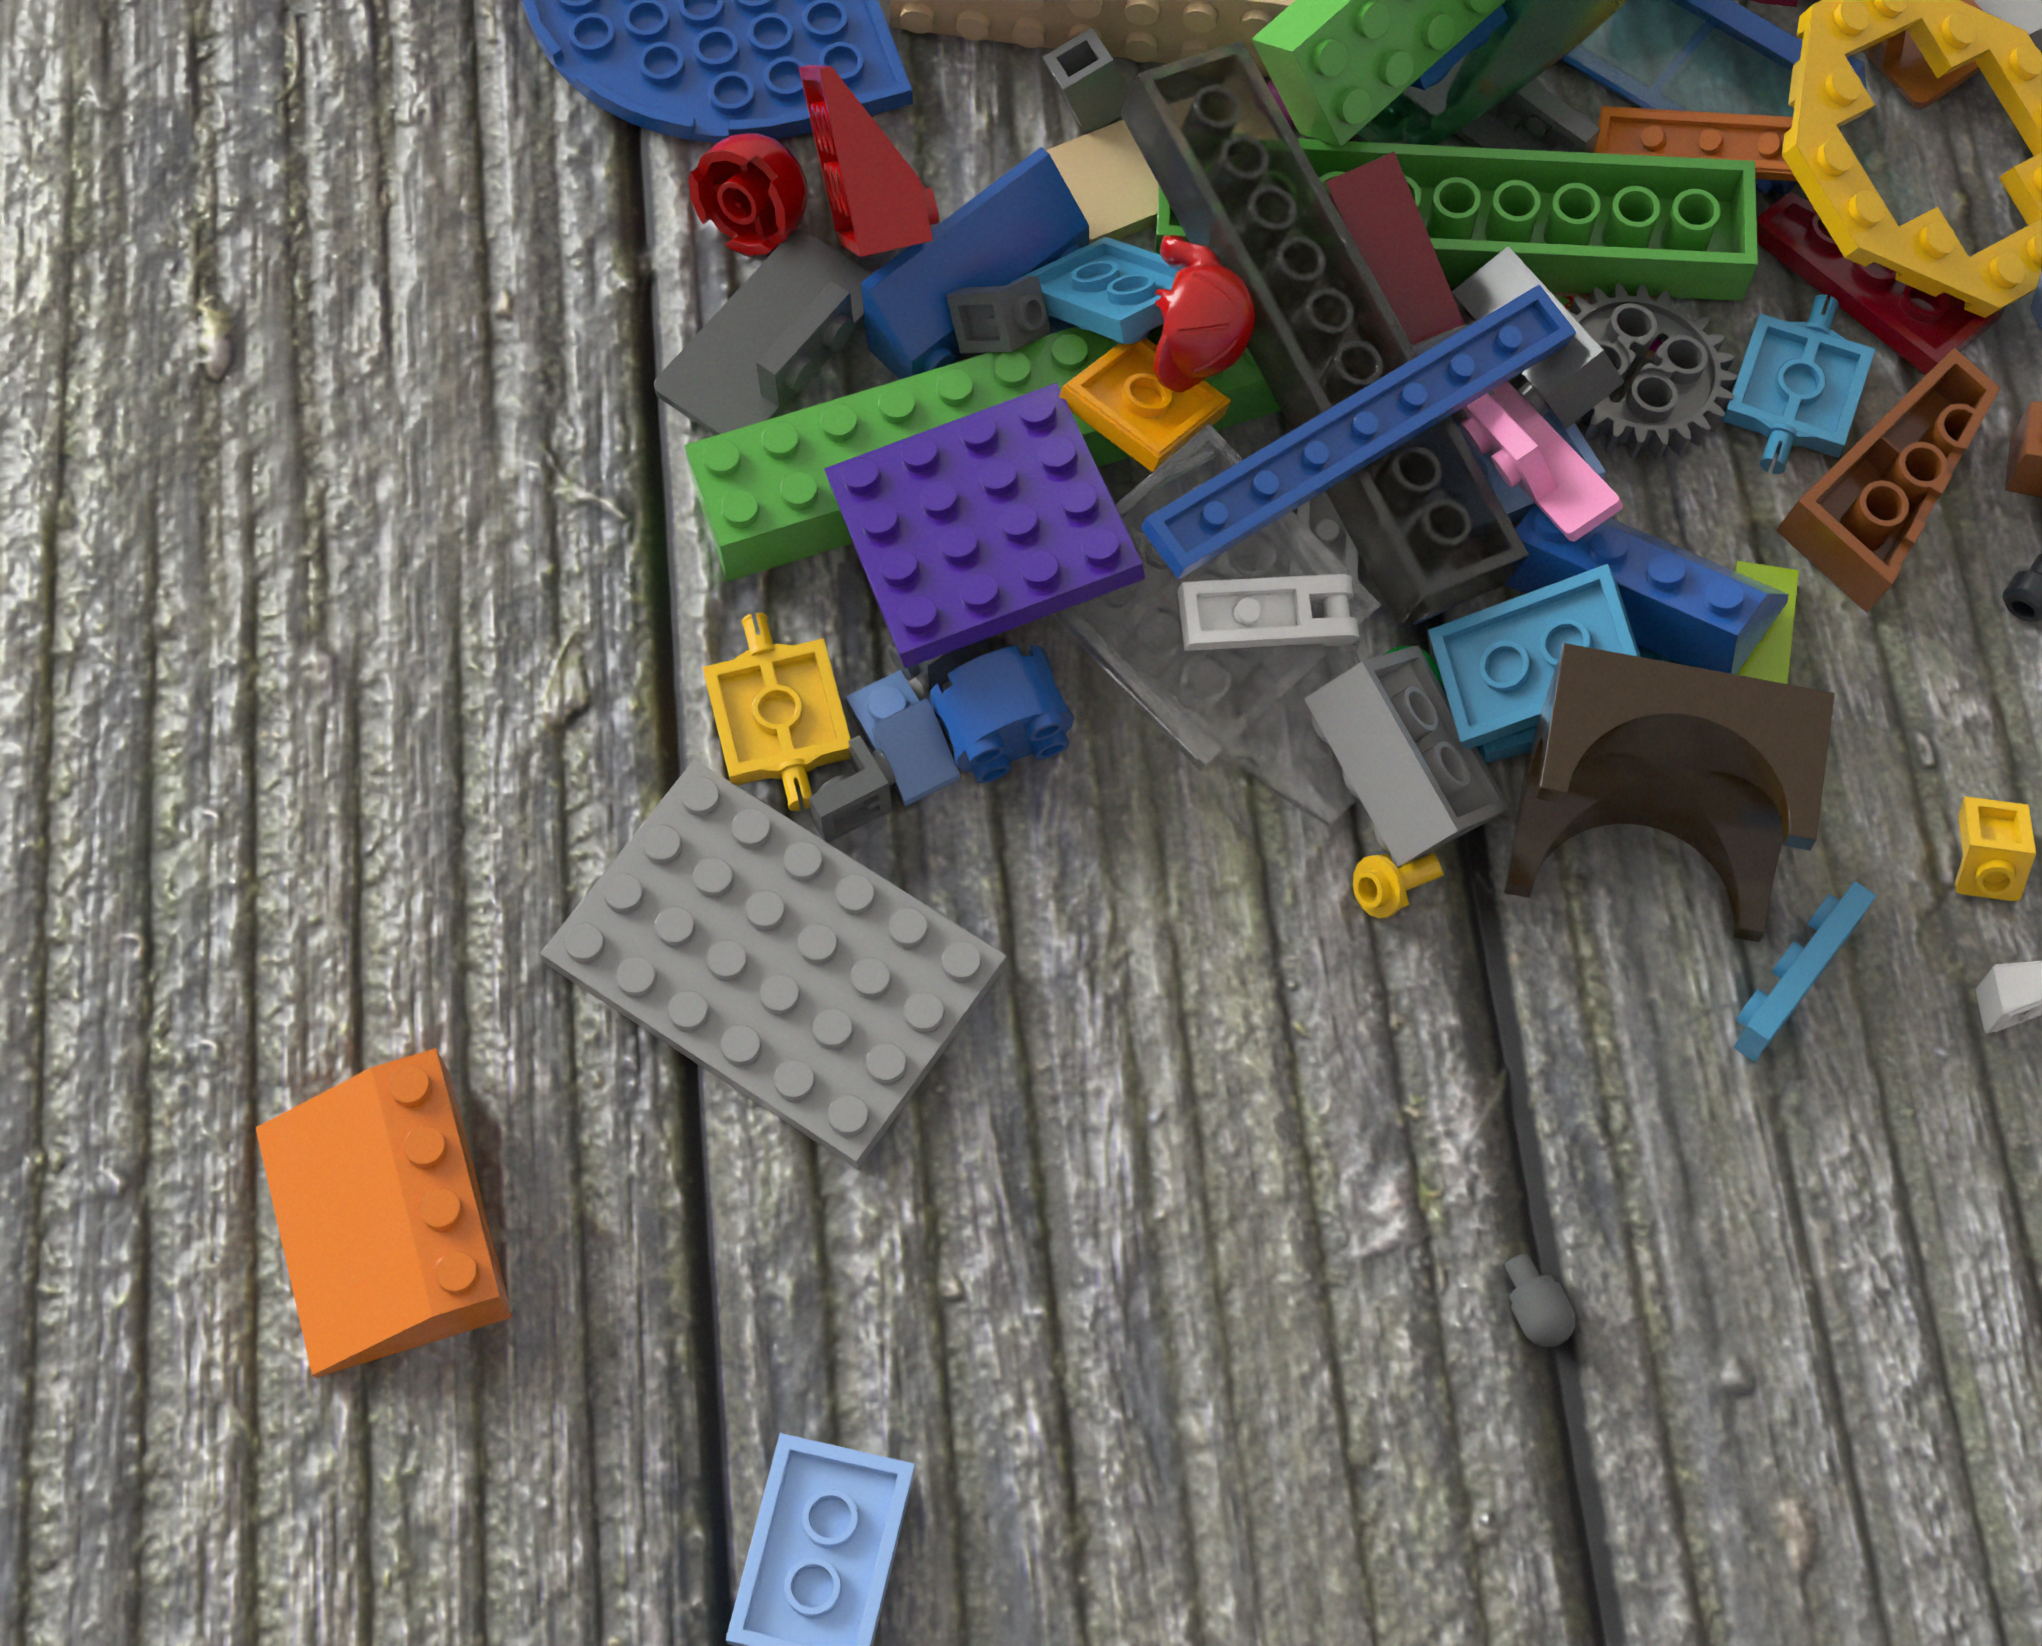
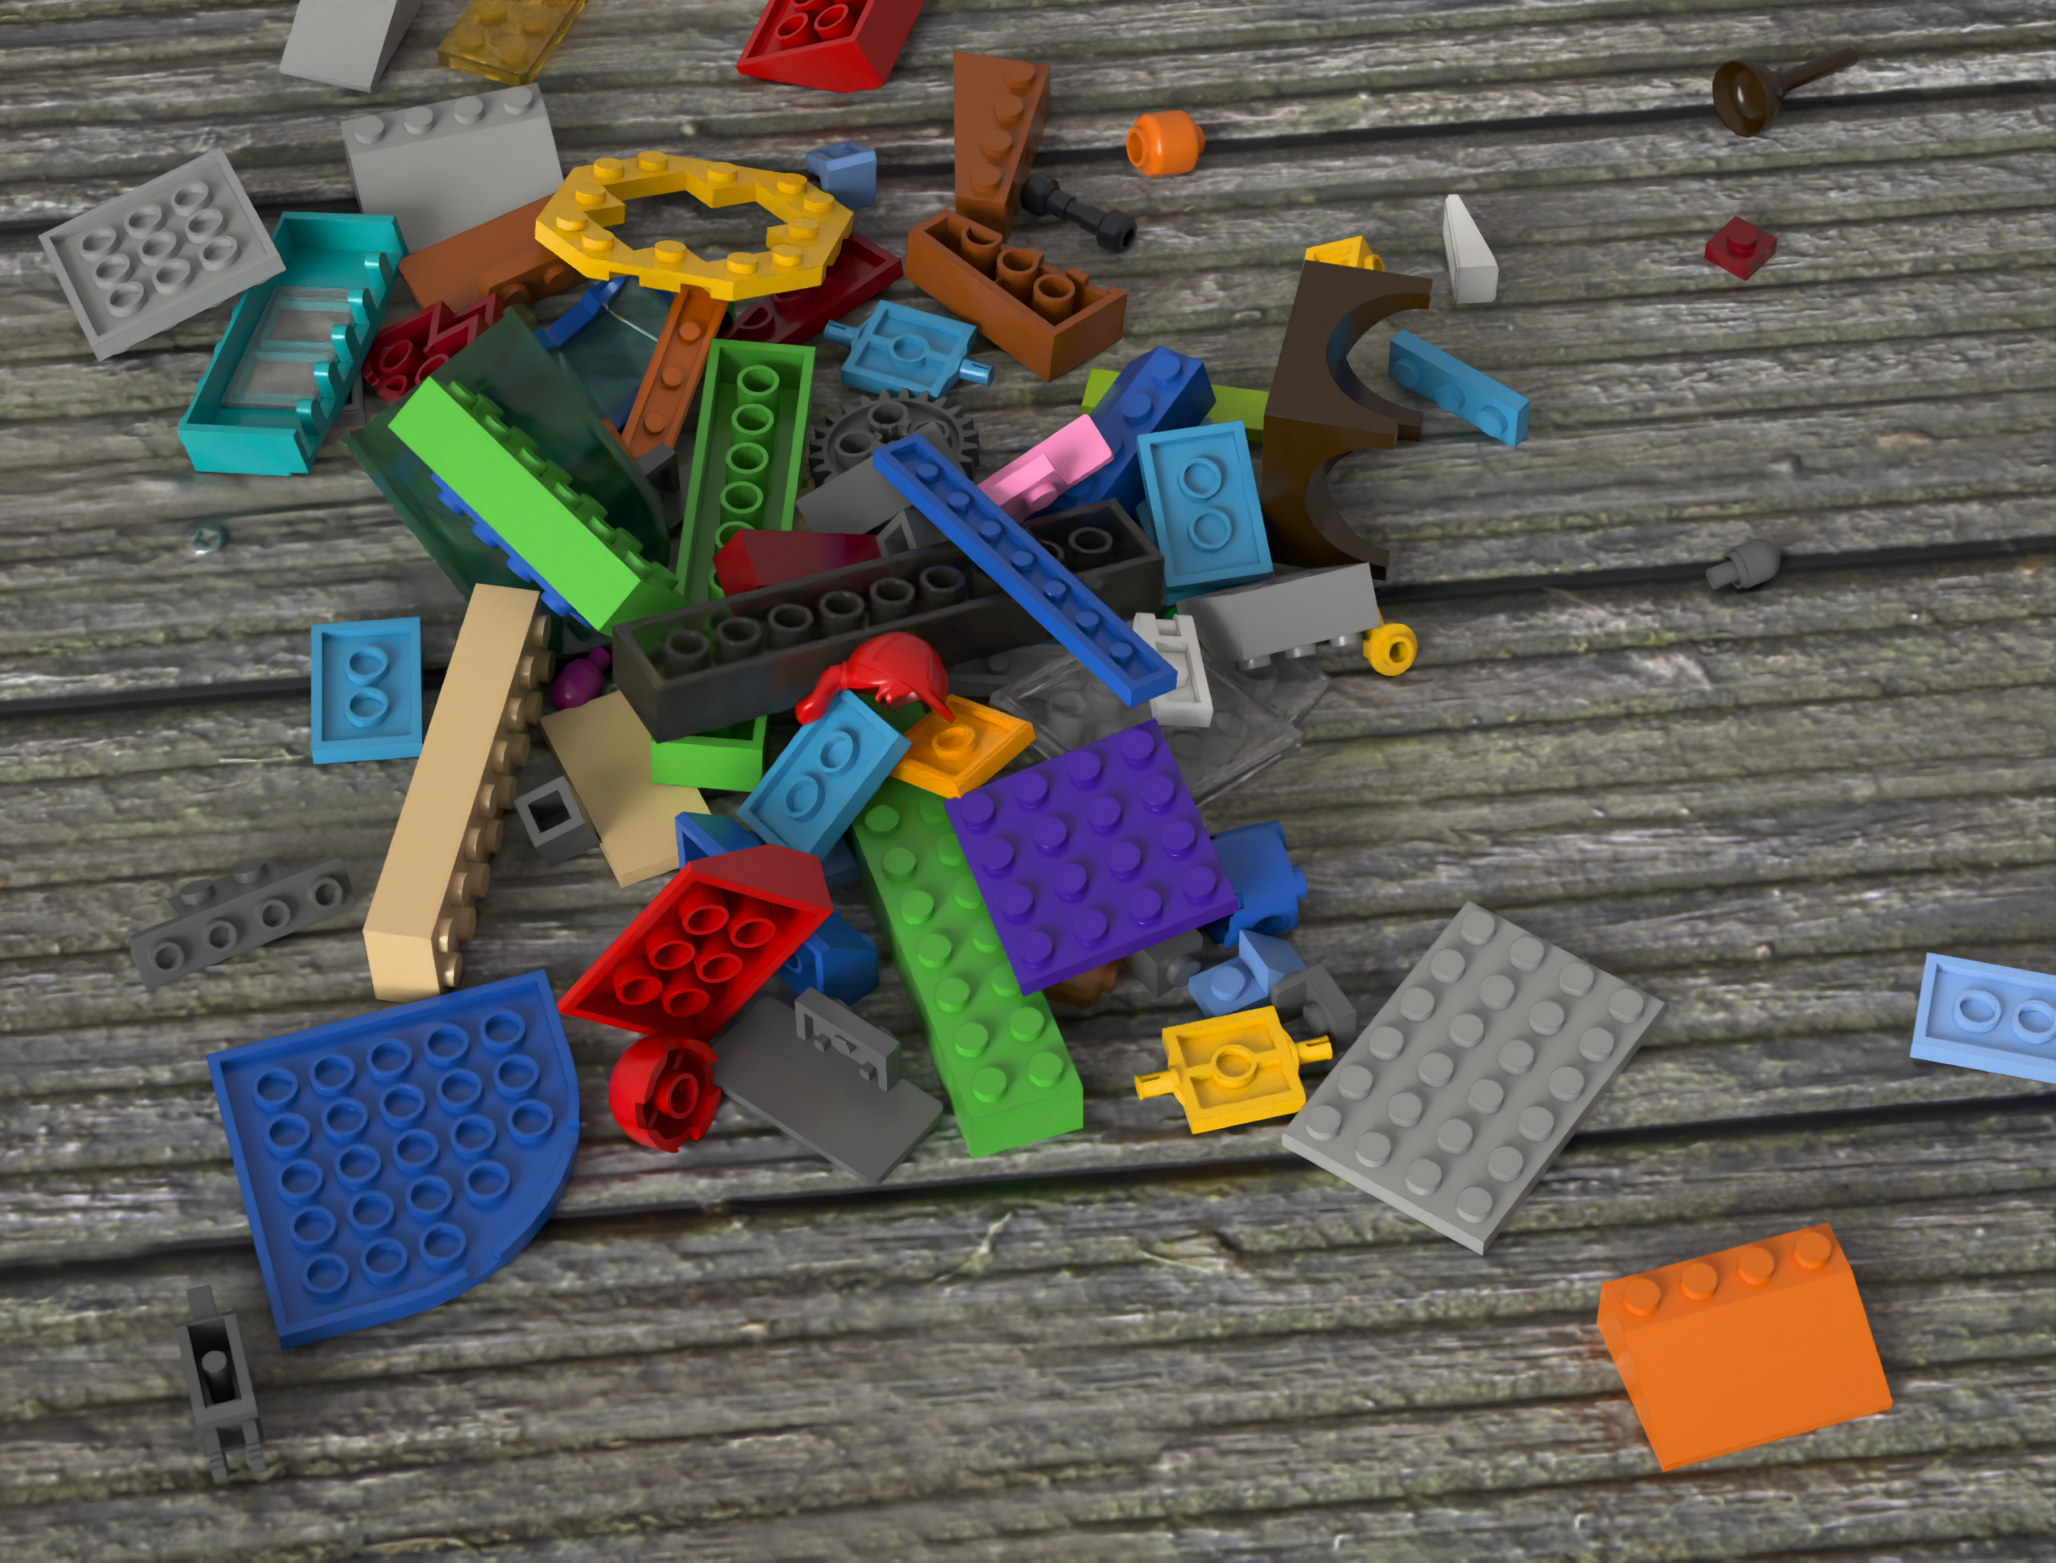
camera: 90 degrees left, 15 degrees down
(999, 316) = (850, 869): dark grey bracket -> none

